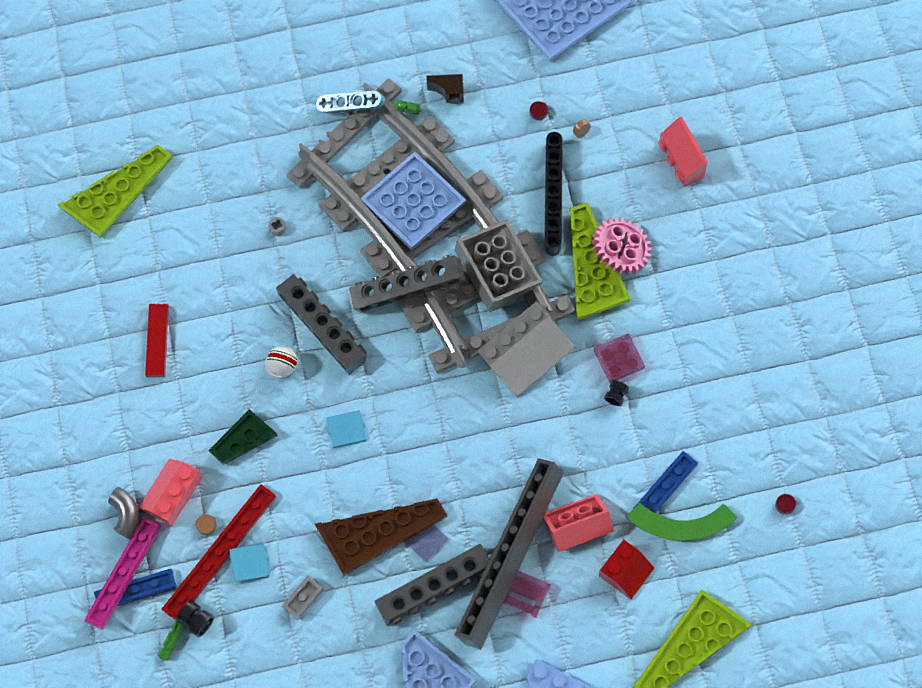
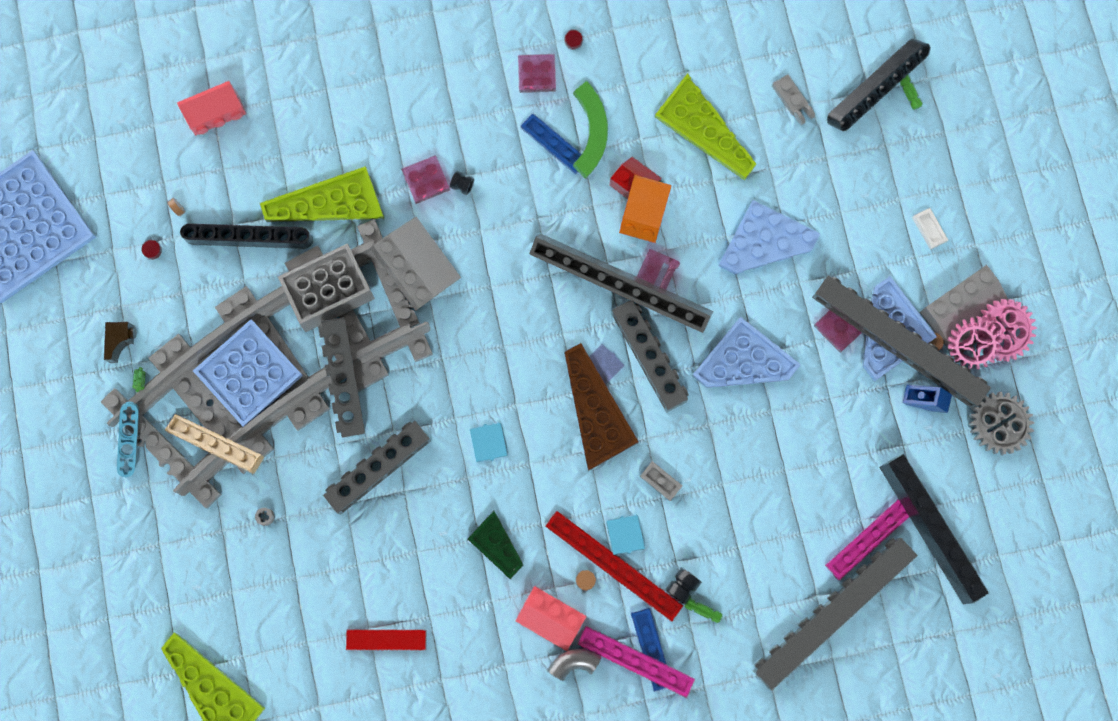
camera: 90 degrees left, 10 degrees up
(281, 362) = (417, 507): white helmet -> none
(343, 175) = (214, 444): none -> tan tile
(578, 522) = (589, 221): coral slope -> none
(588, 574) = (645, 208): none -> orange slope
(609, 242) = (309, 171): bright pink gear -> none
(743, 465) = (536, 73): none -> clear pink plate

